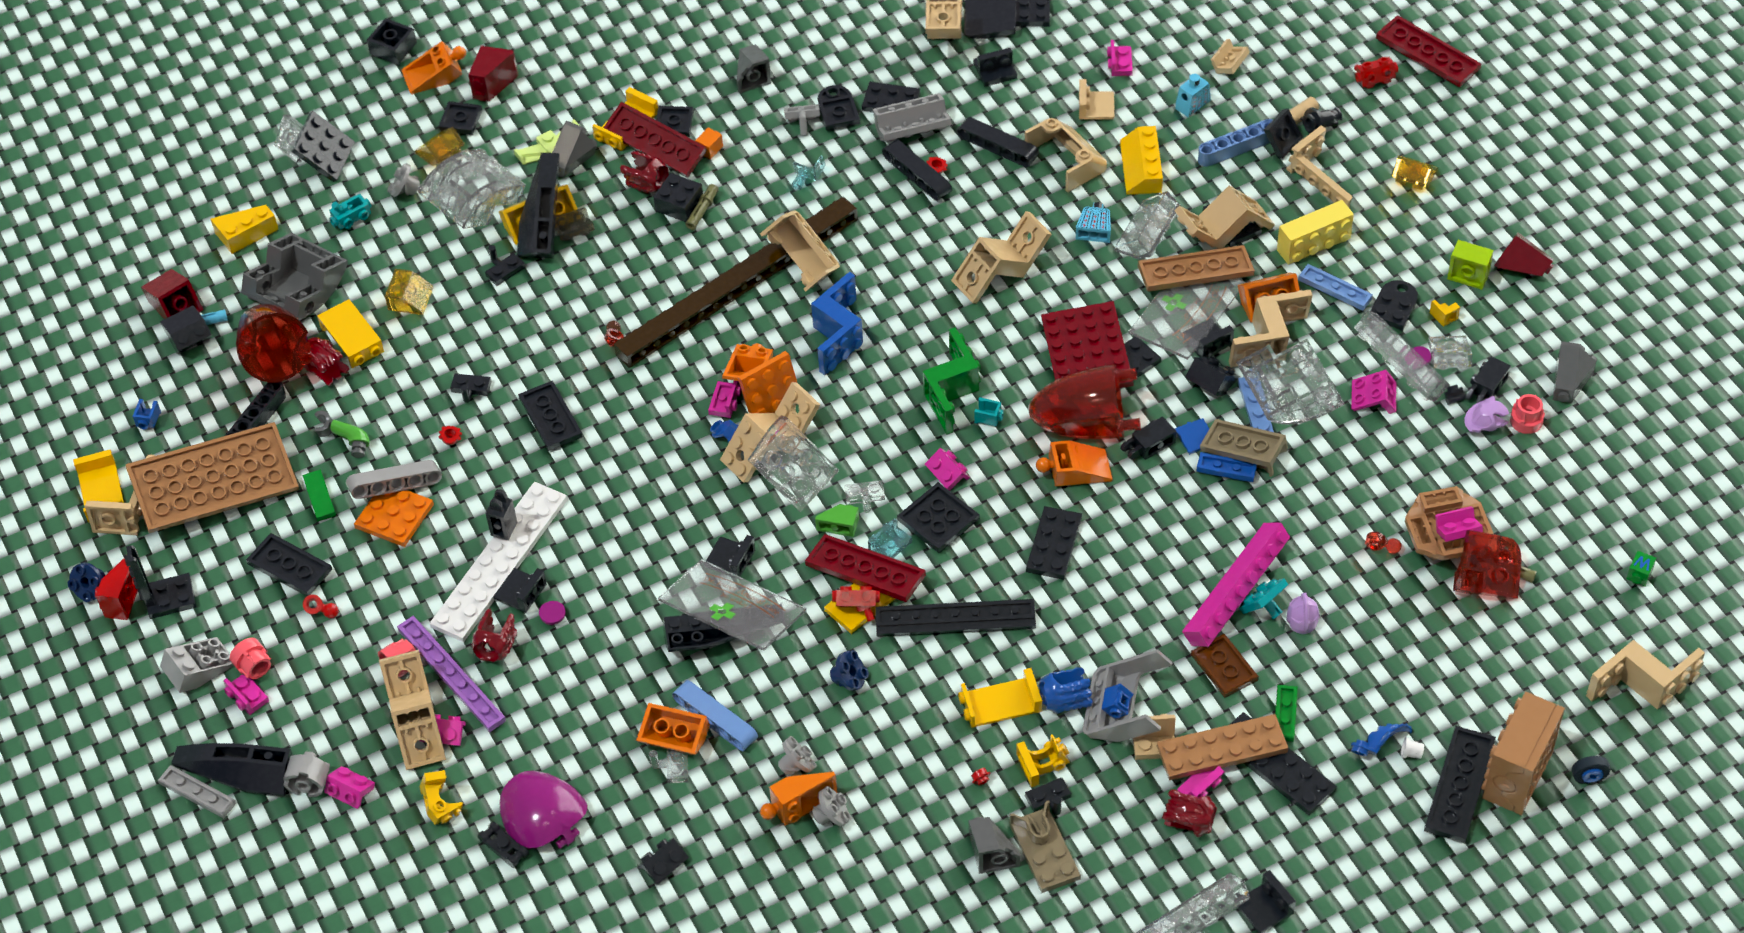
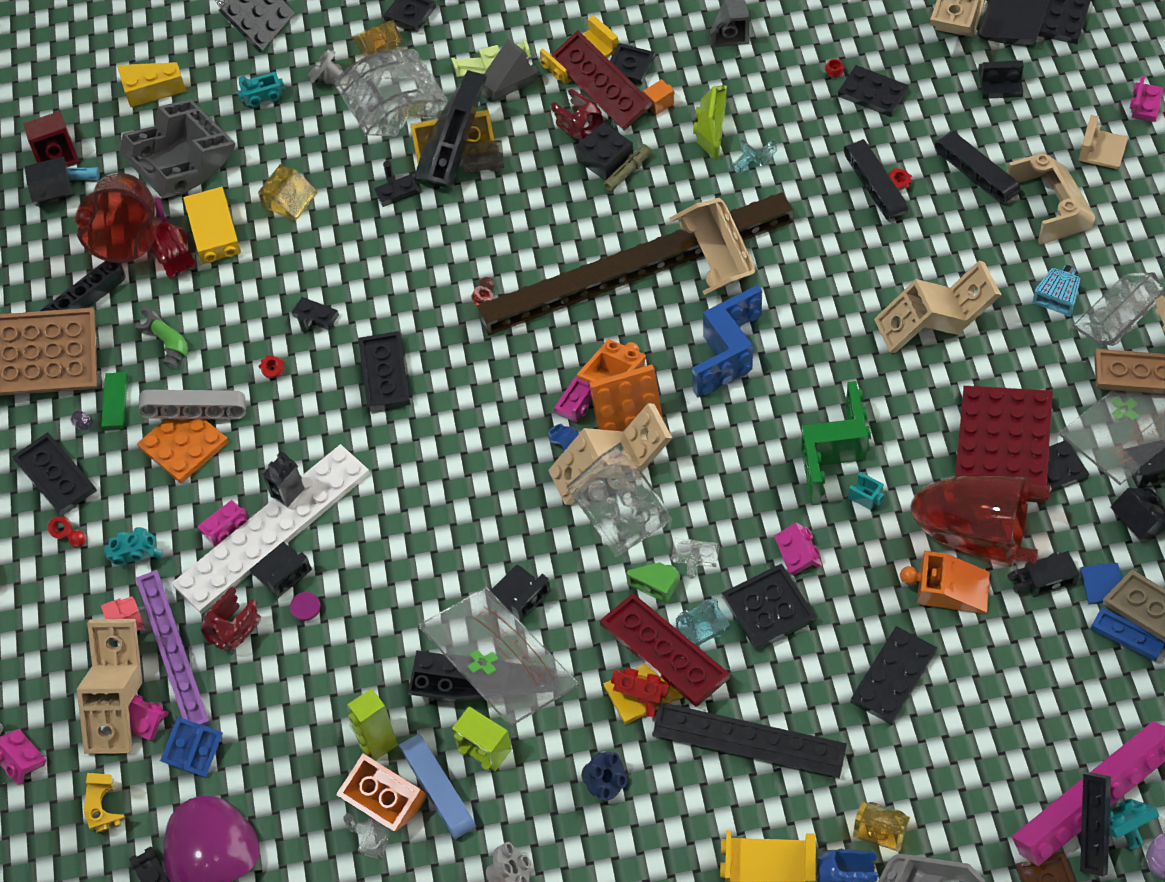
camera: 20 degrees right, 5 degrees up
(296, 516) = (81, 420): none -> clear purple tile
(384, 603) = (131, 547): none -> teal brick
(455, 567) = (223, 523): none -> dark pink bracket
(497, 739) = (191, 746): none -> blue slope
(647, 677) = (371, 725): none -> lime wedge
(741, 669) = (481, 739): none -> lime container
(761, 153) = (711, 120): none -> lime wedge
(802, 113) = (766, 85): light grey plate -> none
(837, 109) = (809, 89): black plate -> none
(853, 86) = (834, 68): none -> red plate
(911, 117) = (888, 117): light grey brick -> none
(1080, 651) = (881, 826): none -> clear yellow slope
(1141, 161) = (1136, 228): yellow slope -> none
(1242, 602) = (1095, 824): none -> black plate

